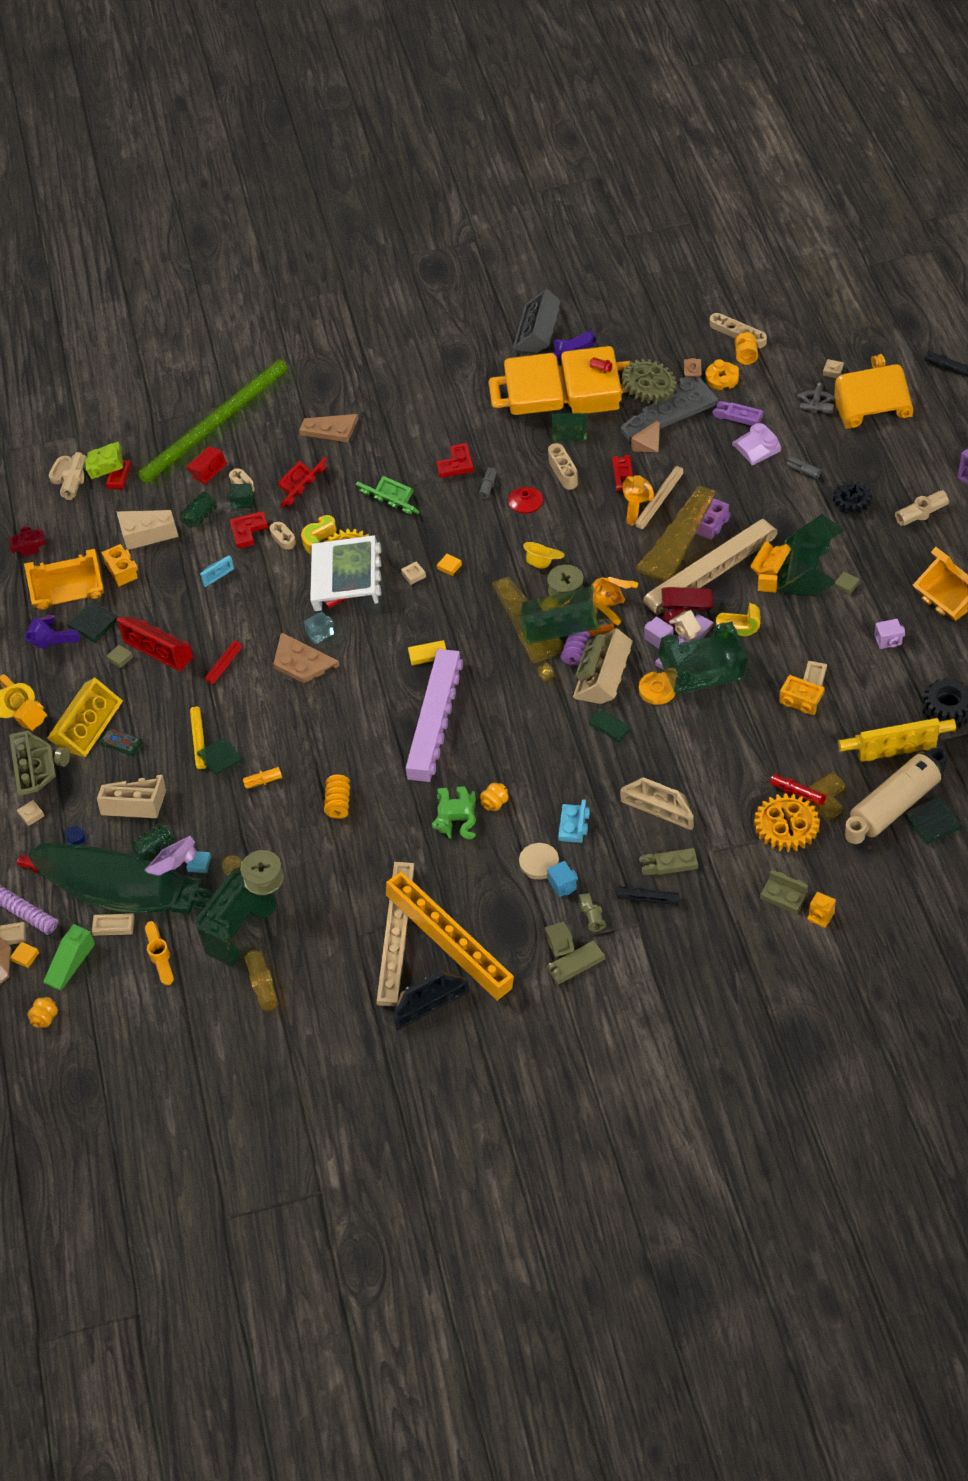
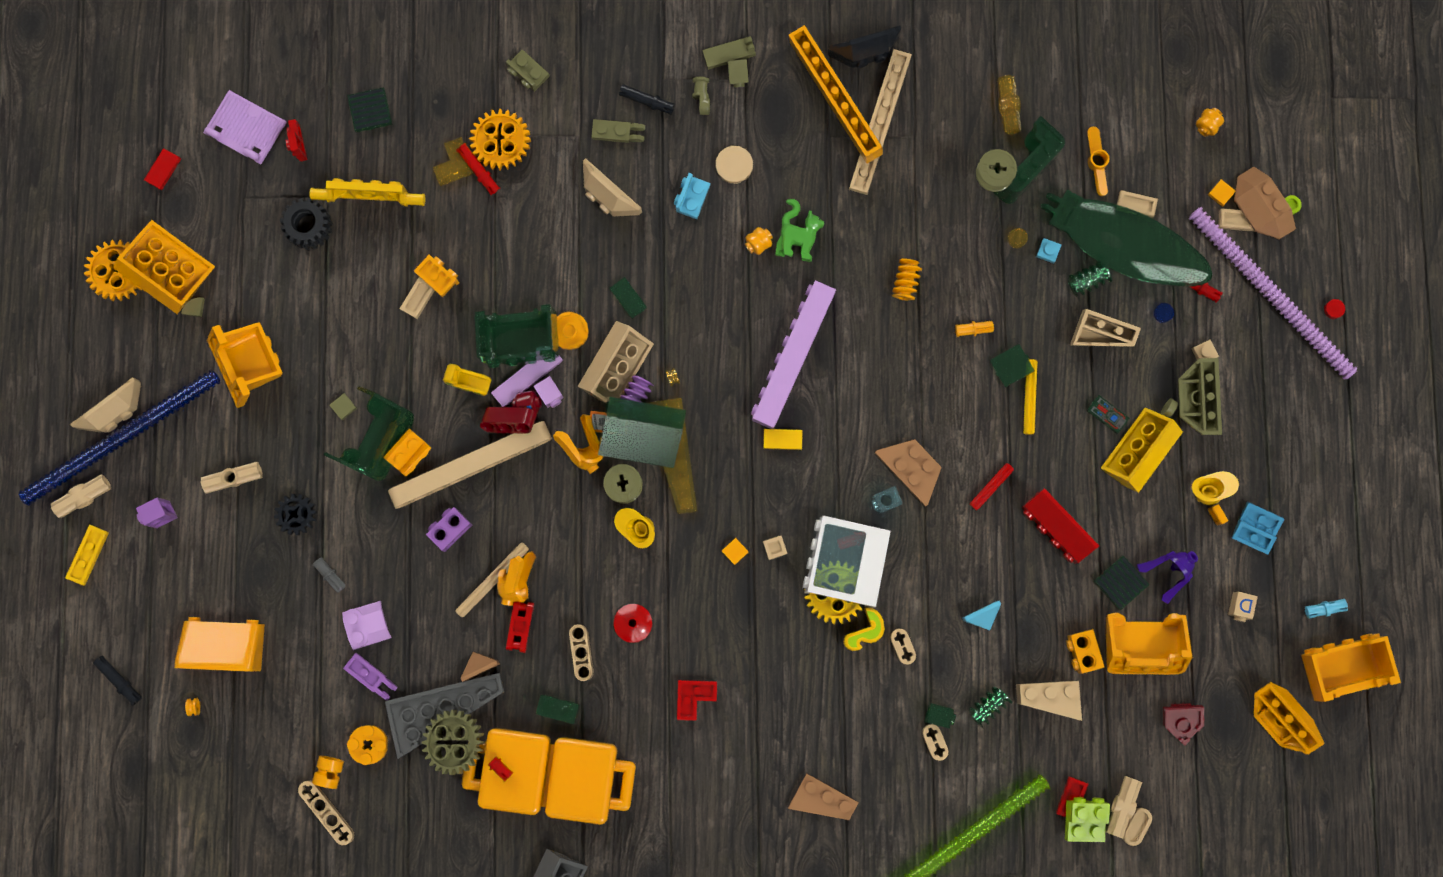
camera: 170 degrees left, 30 degrees up
(30, 715) = (1198, 465): light orange brick -> none
(69, 956) = (1180, 175): bright green slope -> none
(119, 656) = (1098, 526): olive tile -> none
(173, 856) = (1075, 246): lavender slope -> none
(207, 464) = (971, 778): red hinge -> none
(245, 525) = (945, 667): red plate -> none
(296, 479) = (872, 720): red bracket -> none
(392, 492) = (775, 668): bright green bracket -> none
(487, 483) = (667, 655): dark grey axle -> none
(562, 879) = (718, 134): dark azure brick -> none
(580, 342) = (531, 833): dark purple piece -> none
(590, 657) = (625, 370): olive hinge -> none
(672, 546) = (498, 499): clear yellow wing -> none
(686, 625) = (521, 383): tan brick -> none
(692, 367) = (397, 758): medium nougat bracket -> none
(767, 583) = (421, 425): light orange tile -> none
(814, 405) = (284, 664): flat silver piece -> none
(821, 909) = (501, 41): light orange brick -> none
(833, 368) = (244, 716): tan plate -> none
(889, 633) = (327, 325): lavender brick -> none
(896, 795) = (392, 134): tan piece -> none

